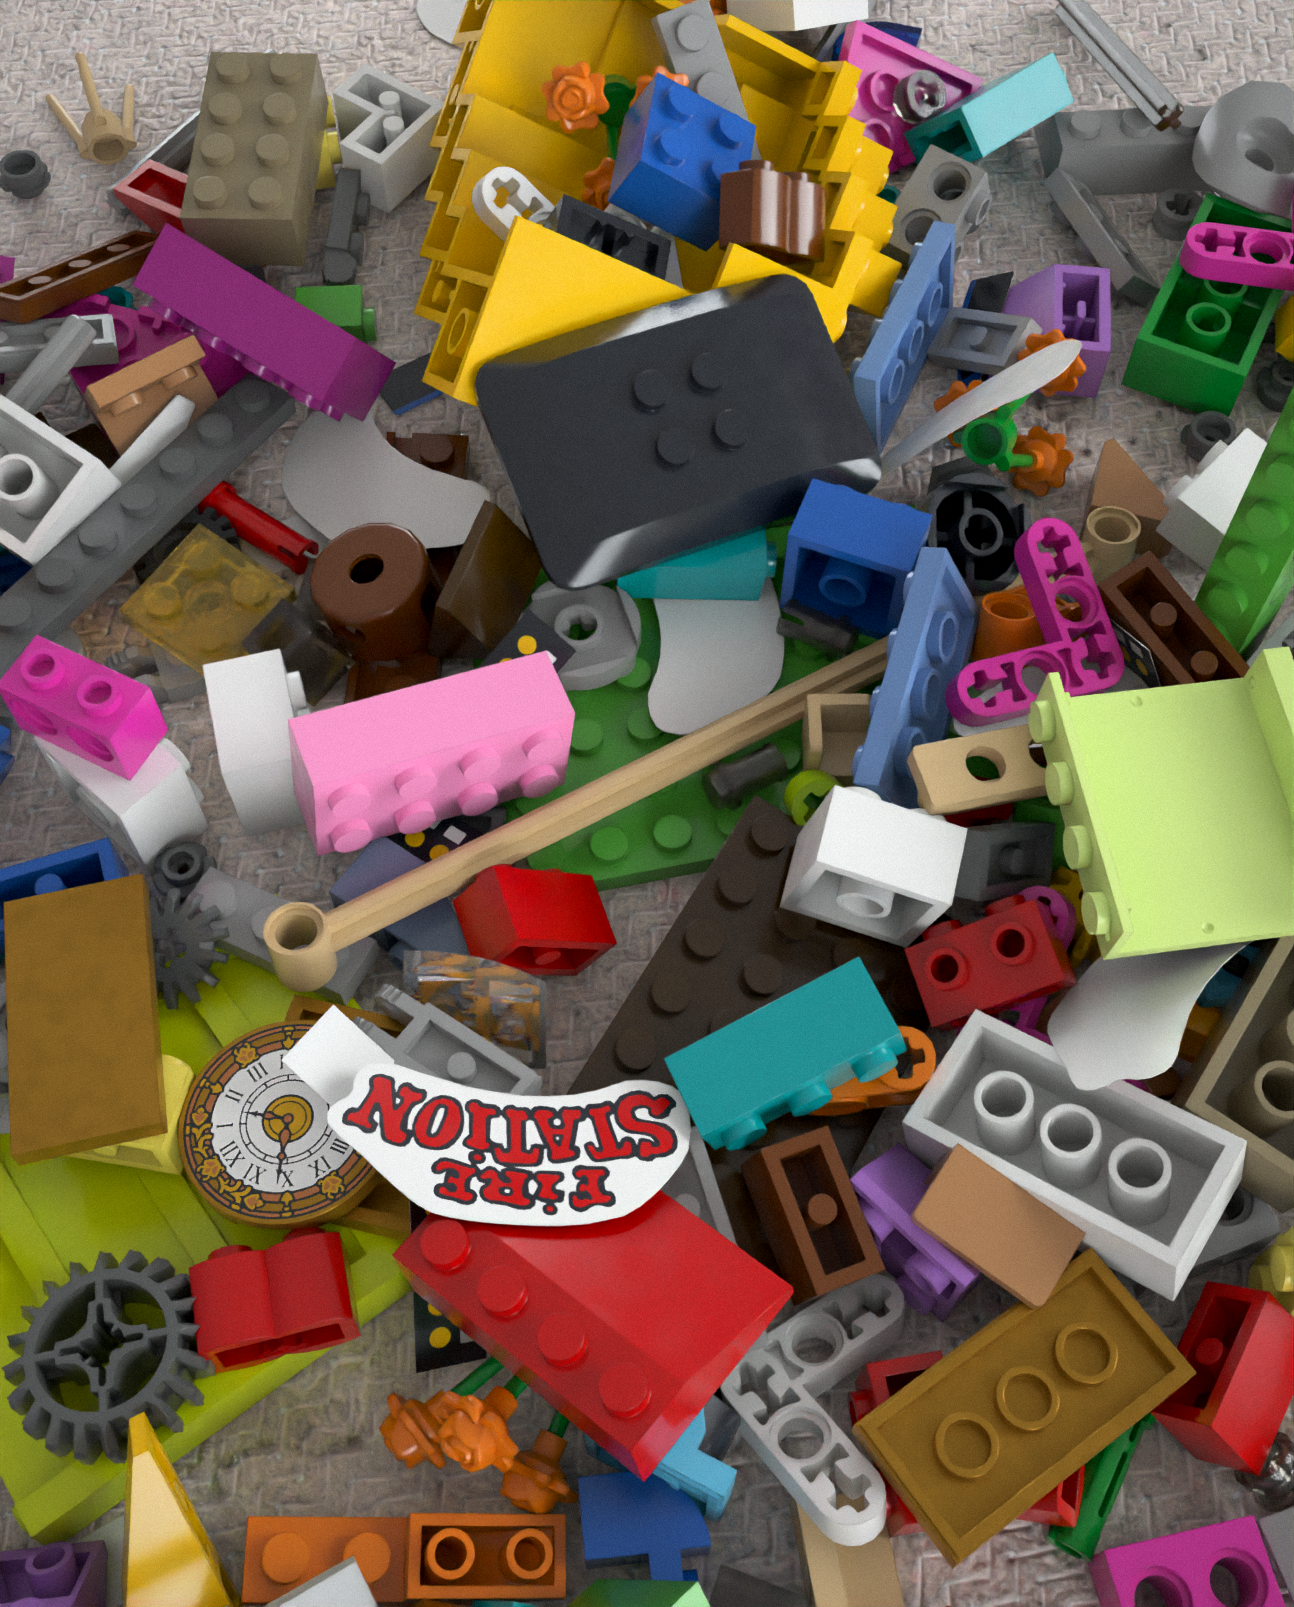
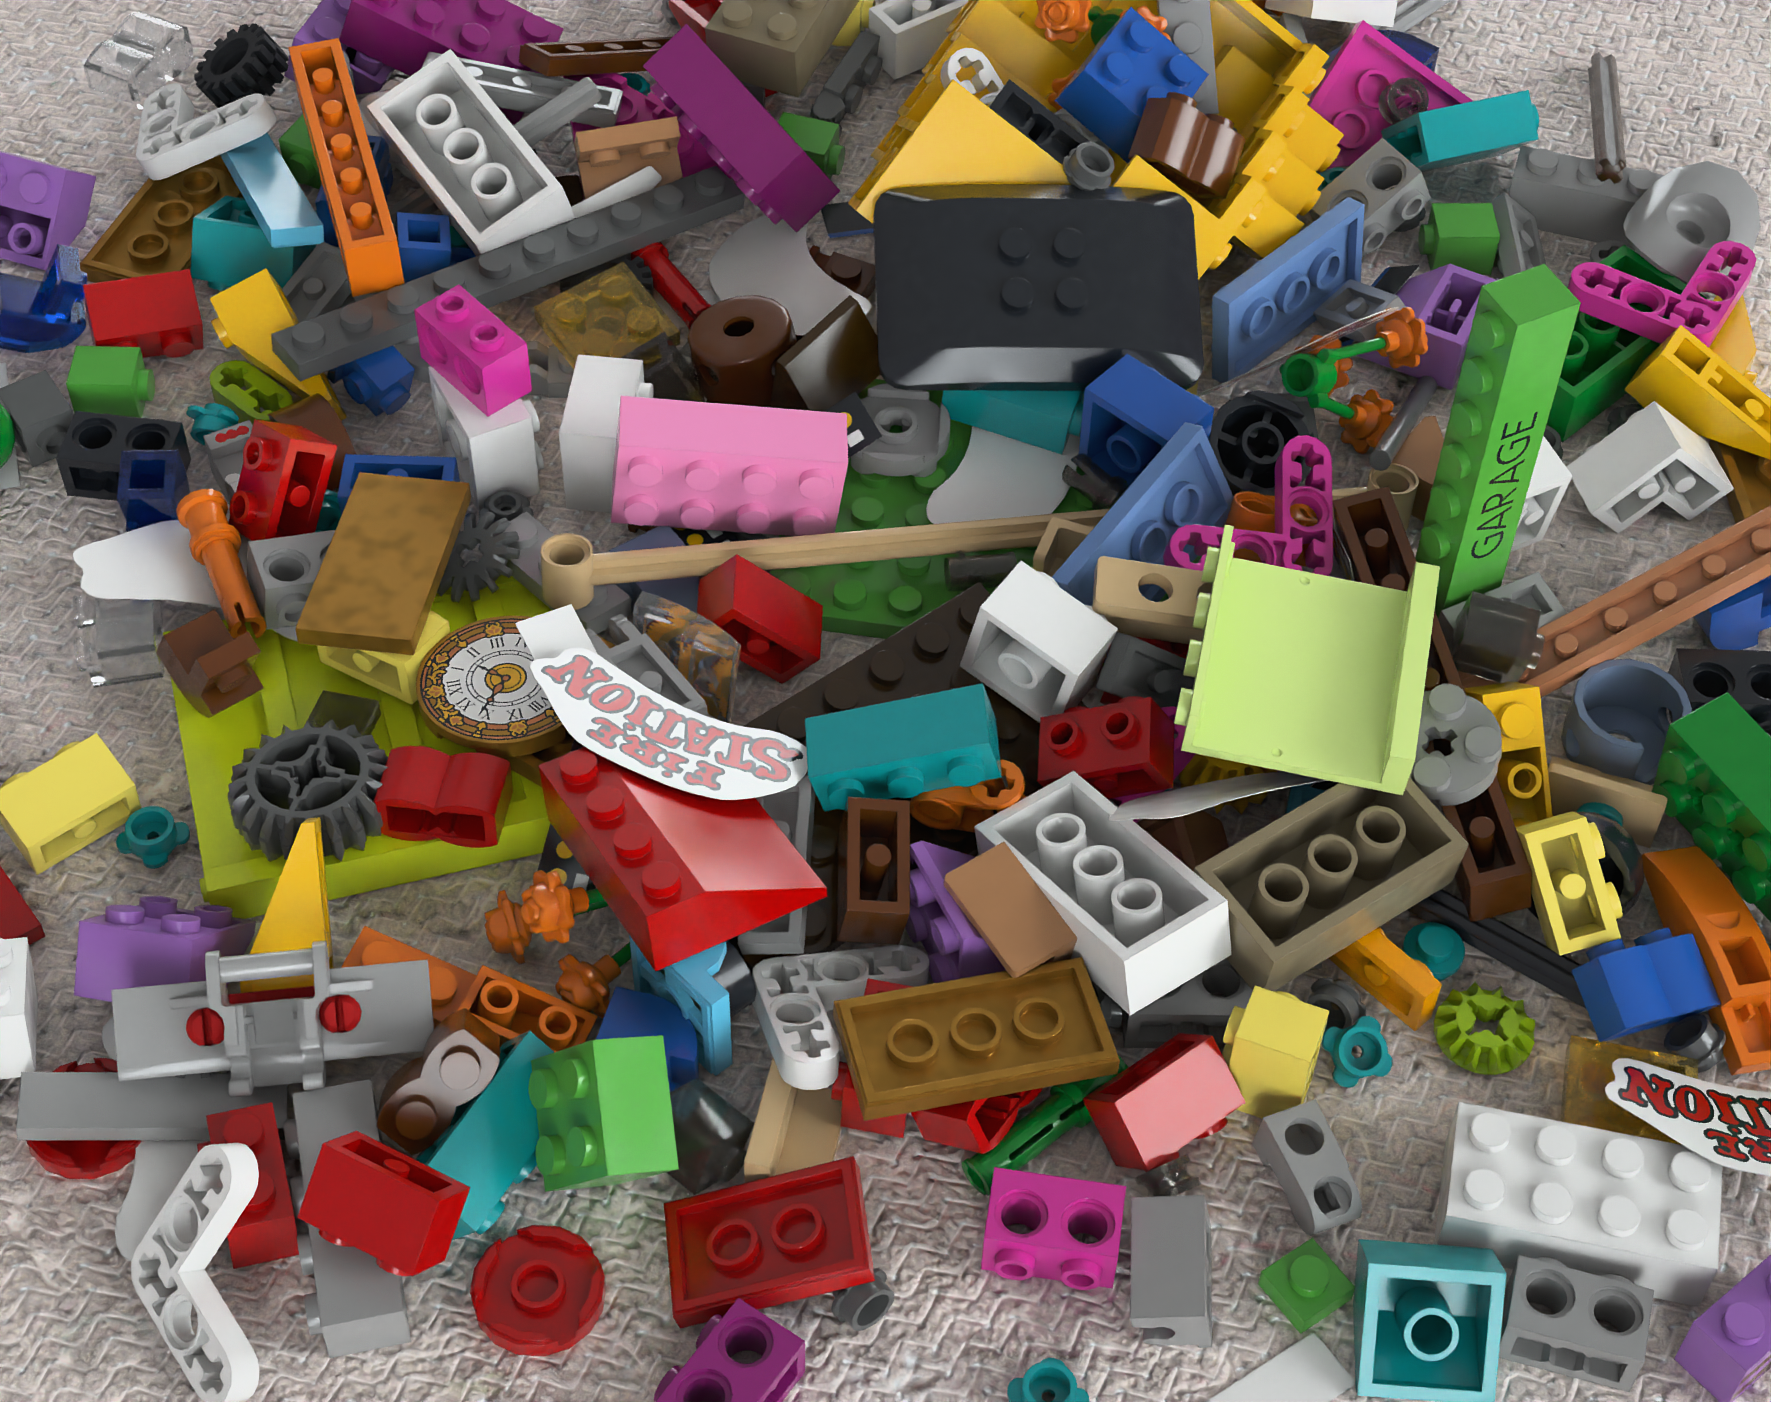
camera: 20 degrees right, 10 degrees down
(106, 1223) = (346, 711): none -> clear smoke tile
(691, 273) = (1089, 166): none -> dark grey plate
(1032, 228) = (1460, 236): none -> bright green brick
(1086, 458) = (1402, 423): none -> dark grey bar

